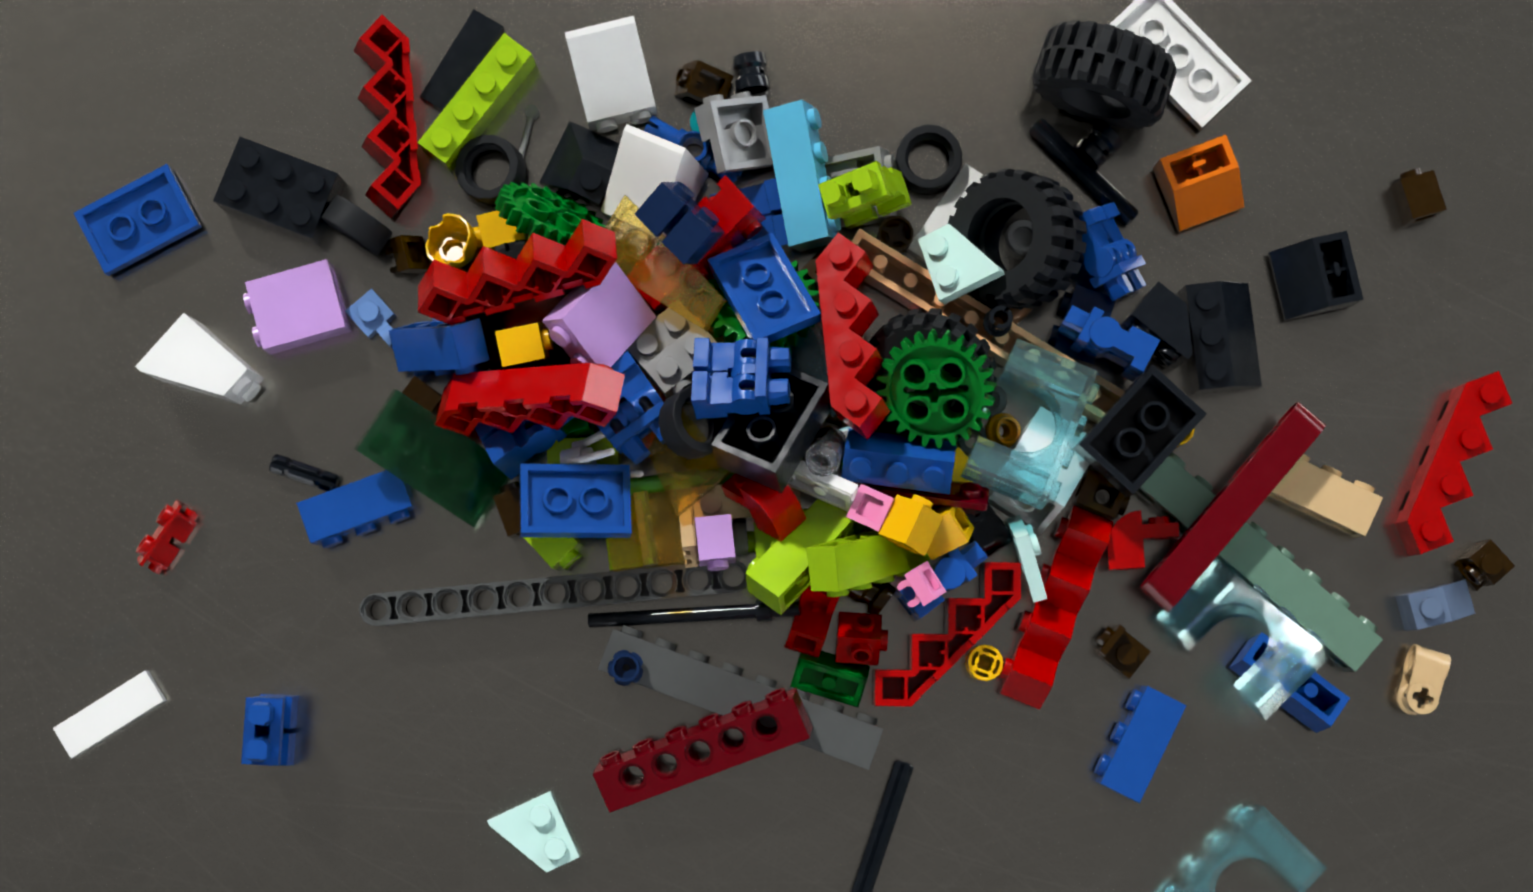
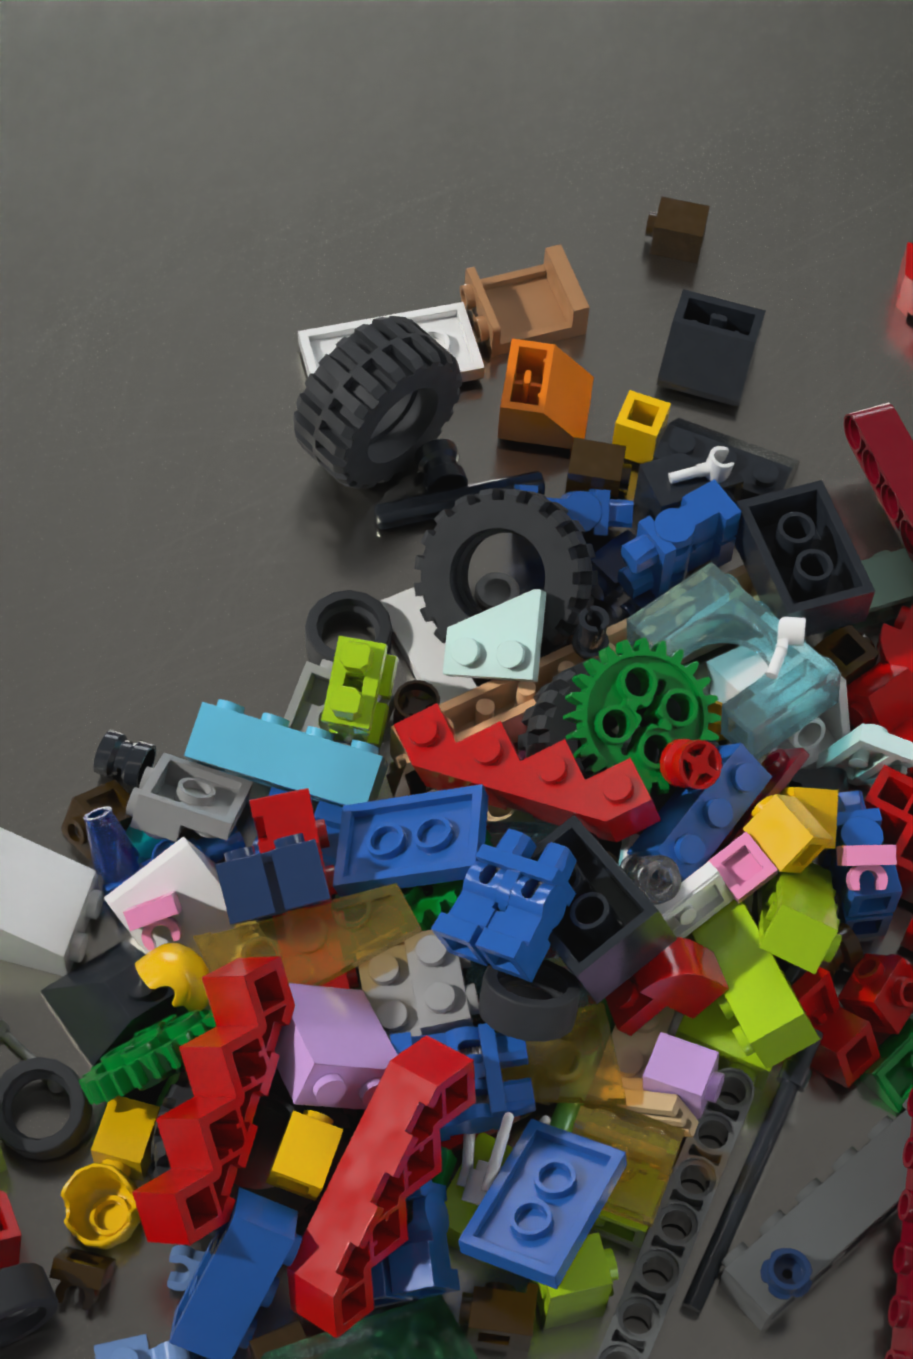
camera: 65 degrees left, 25 degrees down
(599, 197) = (178, 968): none -> yellow hair
(629, 161) = (155, 913): none -> bright pink tile
(676, 105) = (110, 846): none -> clear blue cone
(910, 444) = (702, 760): none -> red wheel
(1058, 452) = (790, 632): none -> white hand
(1160, 252) = (597, 467): none -> dark brown brick
(1177, 327) = (711, 468): none -> white hand
(1211, 262) = (641, 426): none -> yellow brick
(1279, 124) = (527, 304): none -> medium nougat panel

